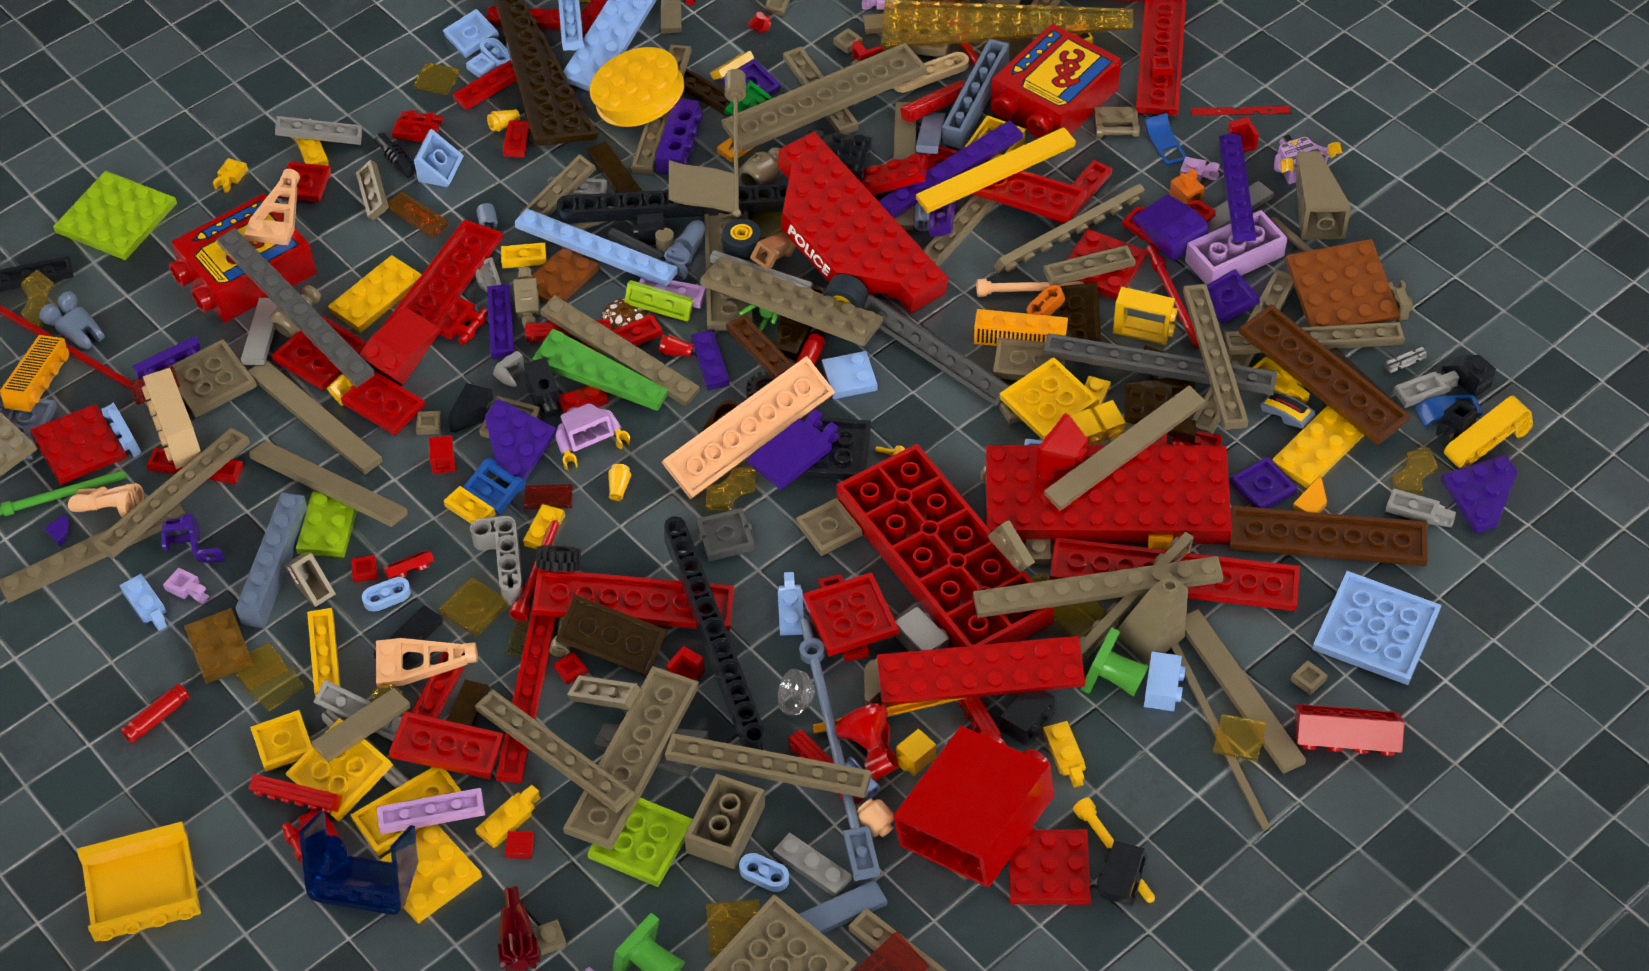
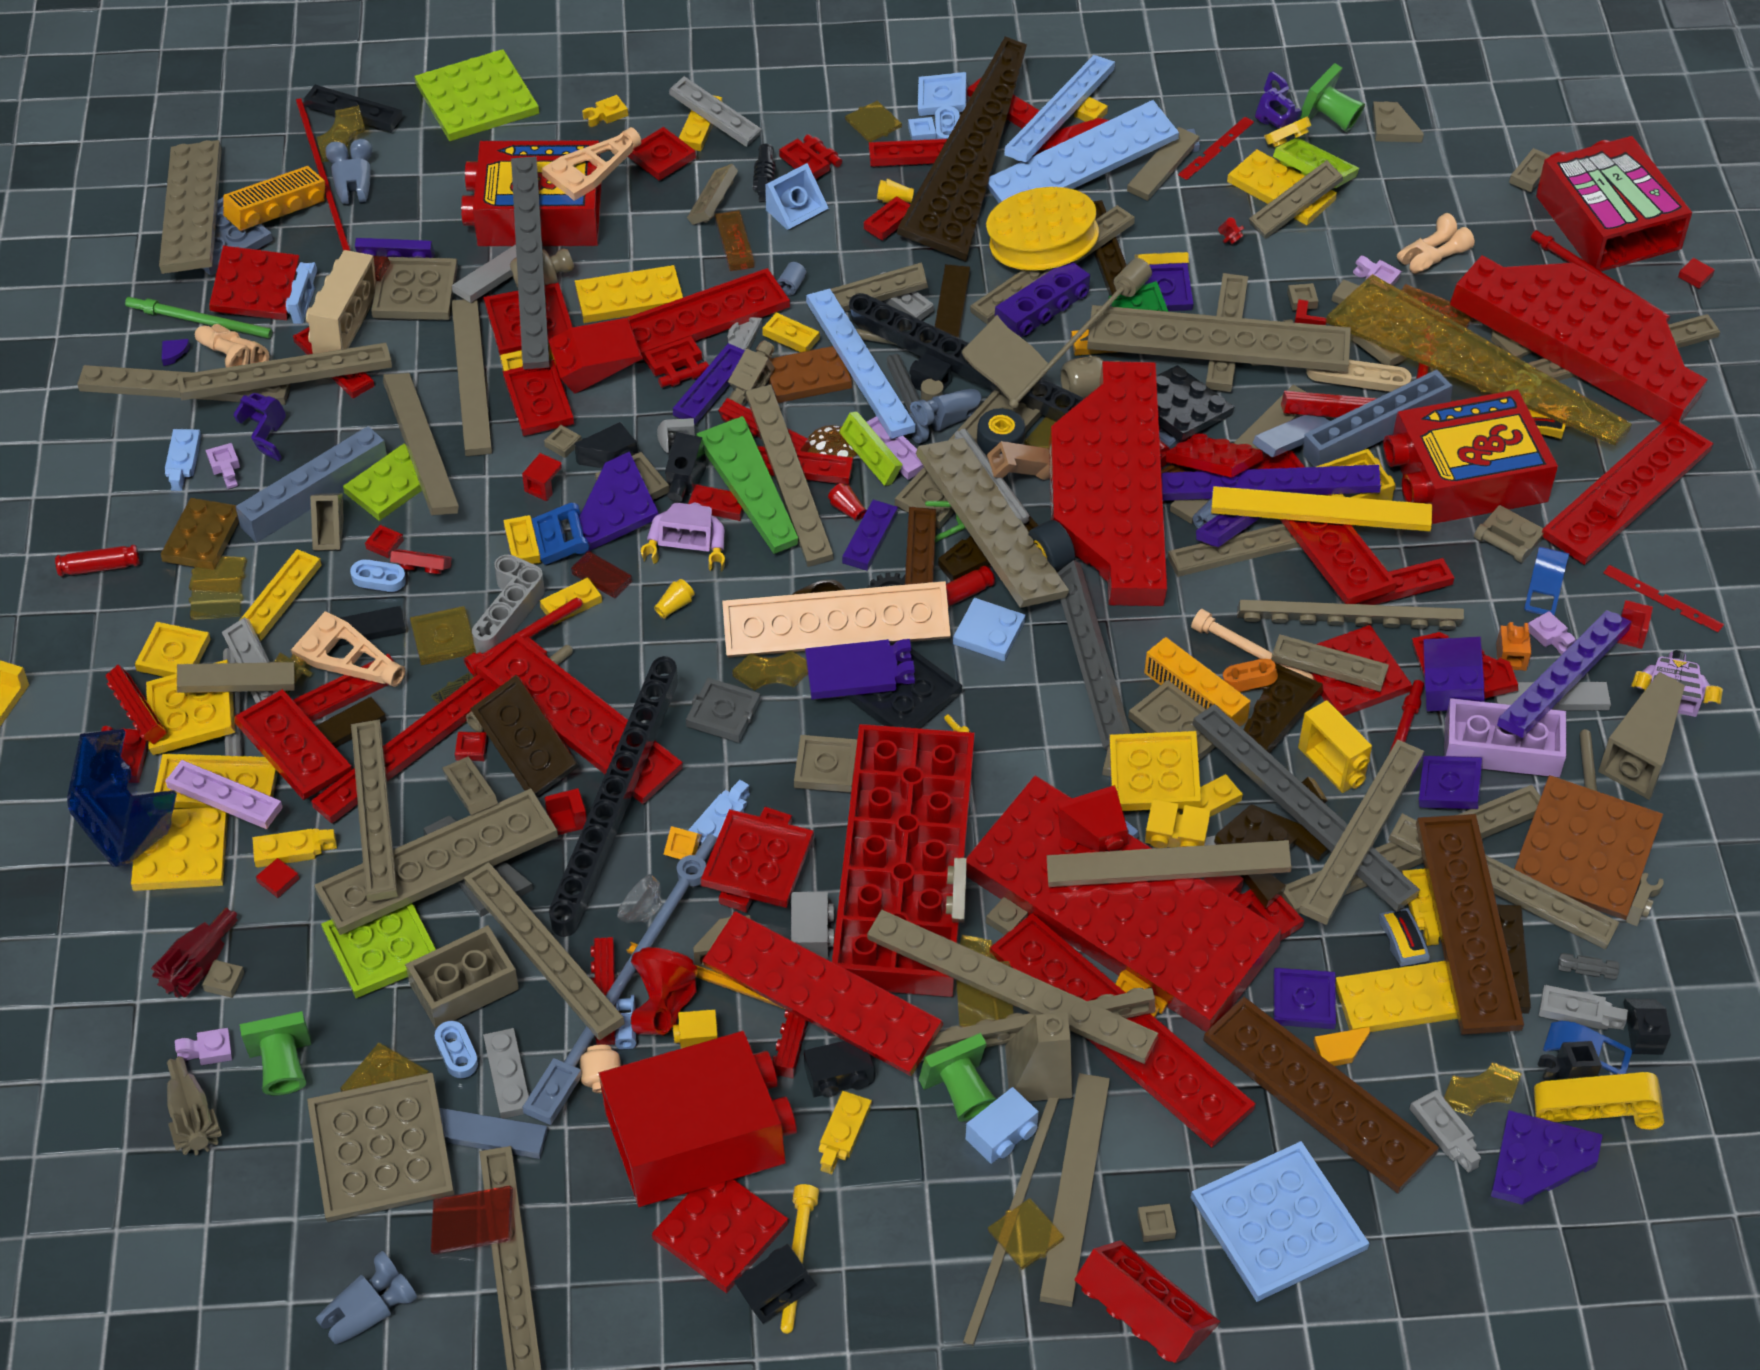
camera: 35 degrees right, 0 degrees up
(558, 558) = (543, 634): black tyre -> none
(785, 639) = (681, 843): none -> light orange plate

